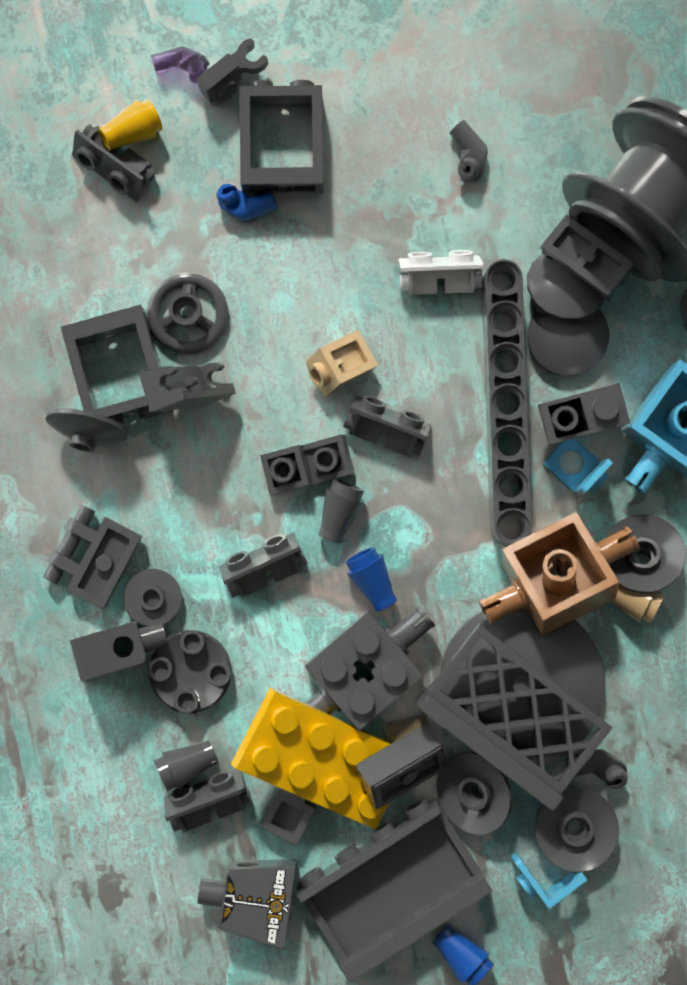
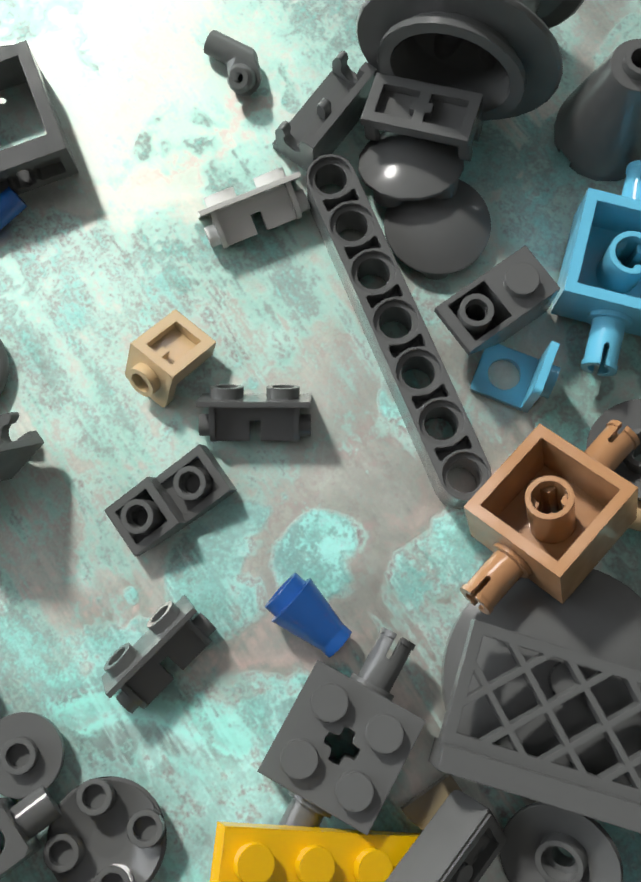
camera: 15 degrees left, 10 degrees down
(340, 507) = (232, 541): dark grey cone -> none
(520, 220) = (327, 114): none -> dark grey hinge

